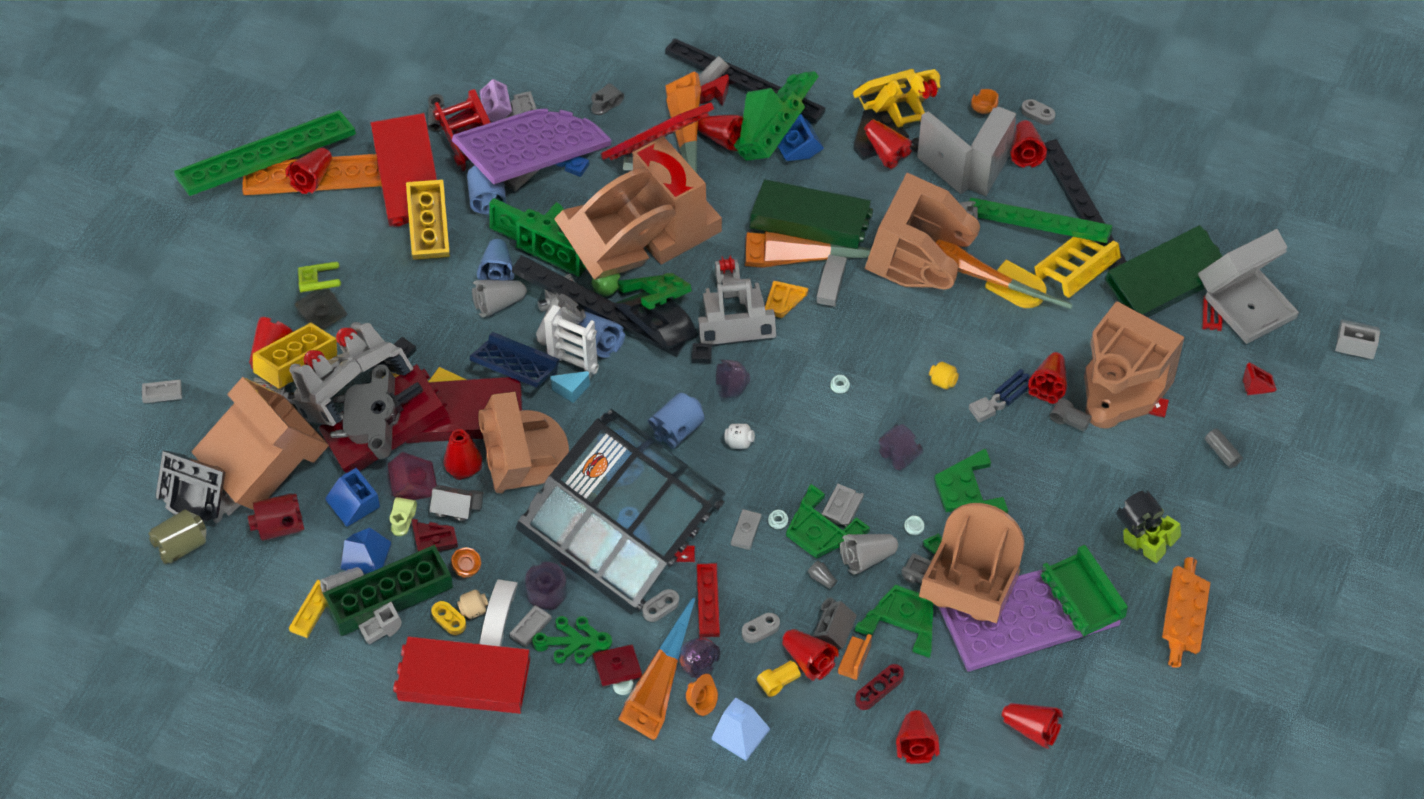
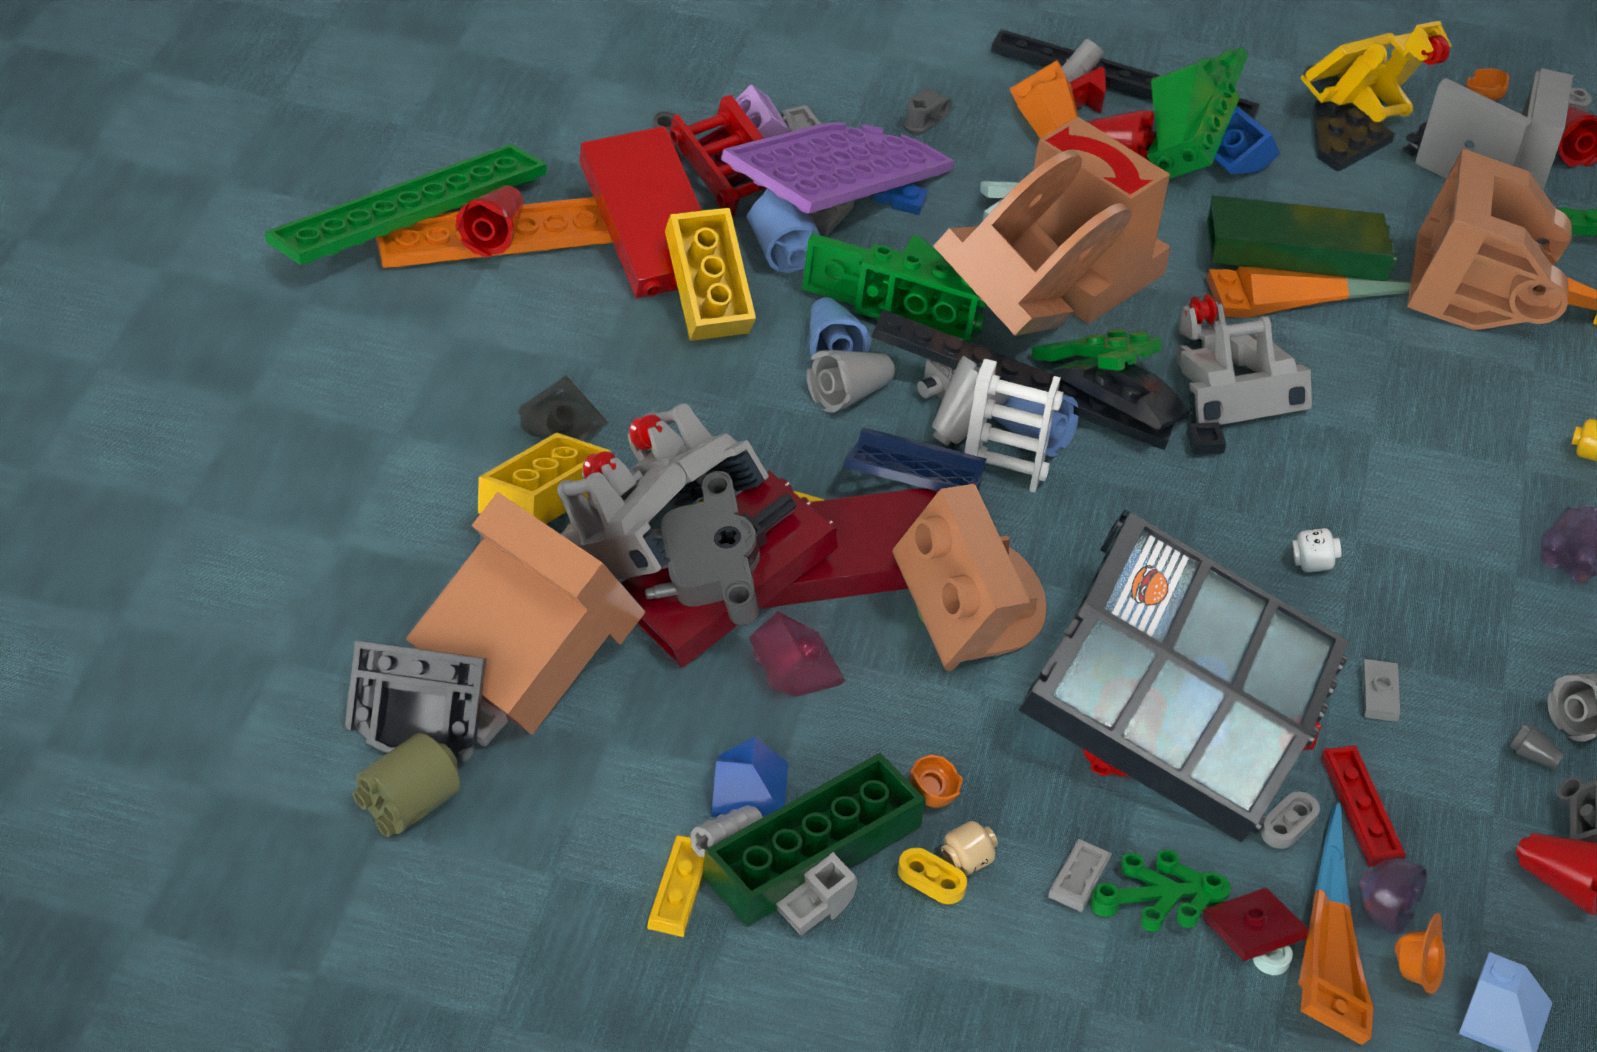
camera: 15 degrees left, 10 degrees down
(161, 391) = (316, 559): light grey plate -> none
(267, 333) = (481, 453): red cone -> none
(276, 517) = (581, 735): dark red cylinder -> none
(309, 277) = (536, 373): lime plate -> none
(352, 497) = (704, 694): blue slope -> none
(401, 515) = (796, 718): yellowish green piece -> none
(434, 534) = (860, 742): dark red wing -> none
(455, 502) = (885, 687): hinge -> none
(462, 455) = (873, 612): red cone -> none
(462, 675) = (991, 968): red brick -> none
(498, 612) = (1016, 867): white slope -> none
(546, 585) = (1088, 804): clear purple brick -> none
(570, 385) = (1012, 497): medium azure slope -> none
(607, 285) = (1021, 347): bright green hair -> none
(656, 132) = (1090, 97): red plate -> none
(677, 419) = (1217, 524): medium blue cylinder -> none
(732, 378) = (1270, 467): clear purple cylinder -> none
(761, 628) = (1474, 835): light grey plate -> none
(773, 681) = (1531, 921): yellow piece -> none
(778, 515) = (1427, 669): light aqua plate -> none
(784, 297) = (1306, 348): light orange wing -> none
(816, 532) = (1494, 681): green wing -> none
(831, 280) = (1366, 325): light grey slope -> none
(840, 380) = (1439, 466): light aqua plate -> none
(842, 505) = (1521, 640): light grey plate -> none
(888, 143) = (1377, 139): red cone -> none

